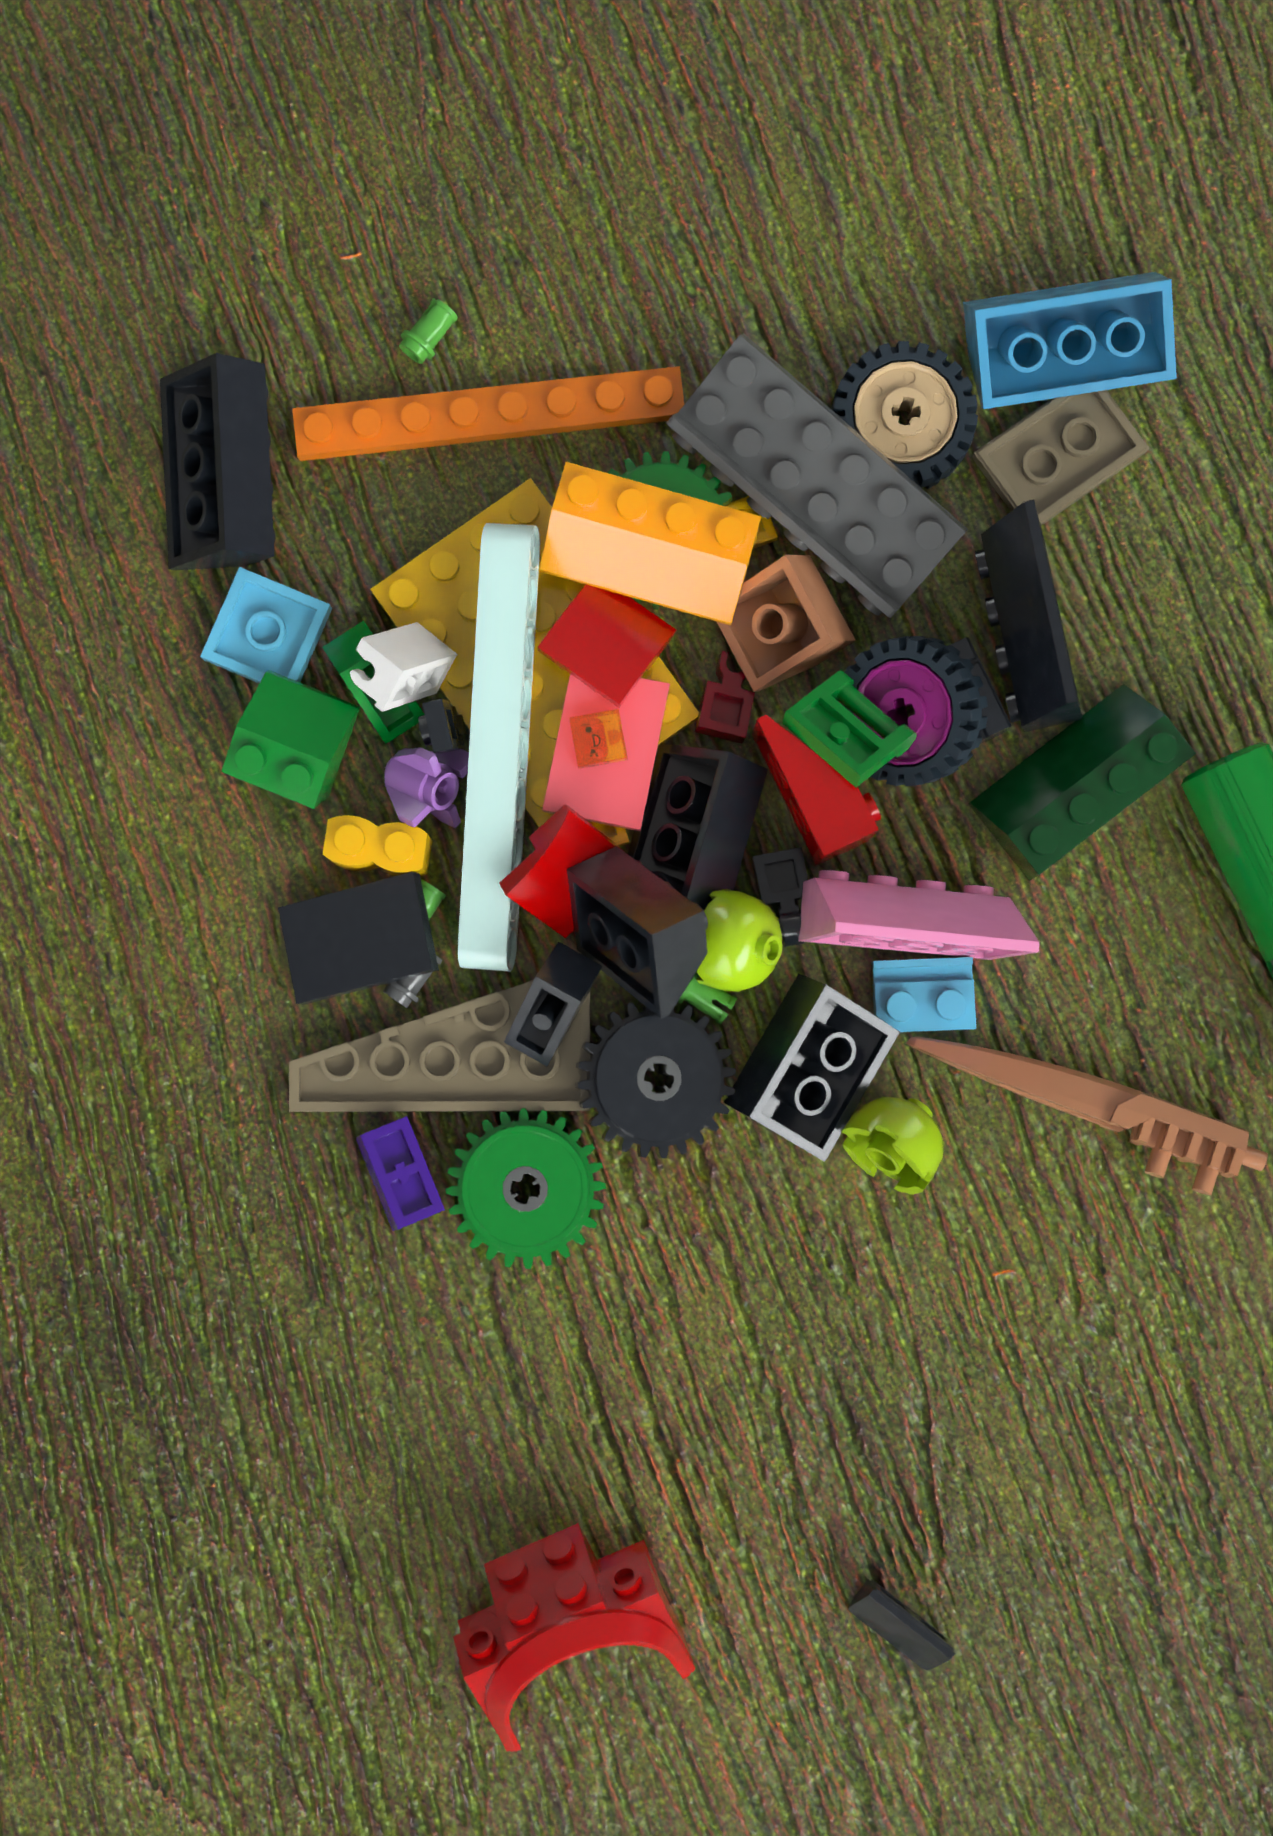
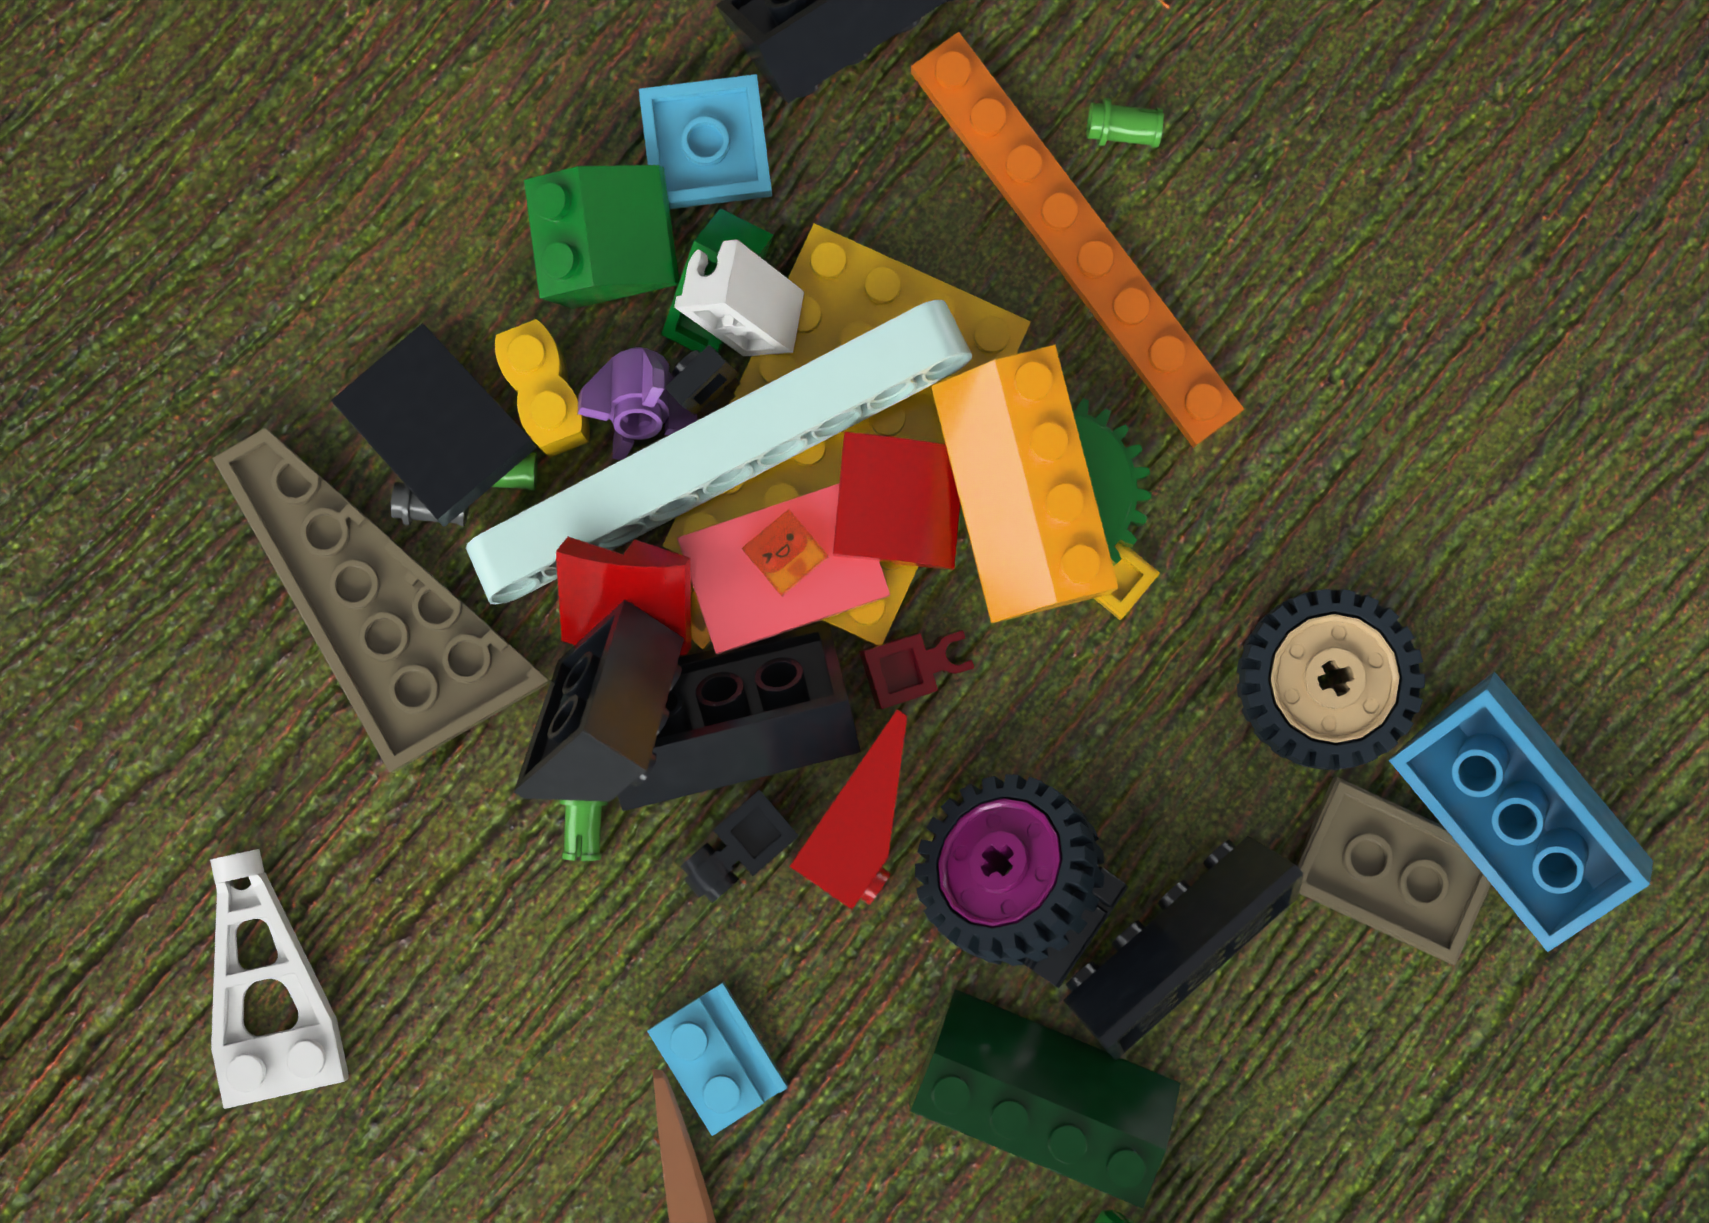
camera: 60 degrees right, 0 degrees up
(400, 1173) = (210, 611): dark purple hinge -> none
(546, 1219) = (227, 743): green gear -> none
(552, 1003) = (476, 667): black slope -> none
(626, 1100) = (441, 862): black gear -> none
(741, 942) = (654, 827): lime cylinder -> none
(749, 1308) = (278, 1062): none -> white plate
(785, 622) = (1031, 680): nougat slope -> none
(812, 1066) = (566, 982): black slope -> none
(815, 477) = (1205, 623): dark grey bracket -> none
(840, 735) = (930, 811): green plate -> none
(896, 1139) = (540, 1119): lime cylinder -> none
(913, 918) = (783, 1003): bright pink slope -> none

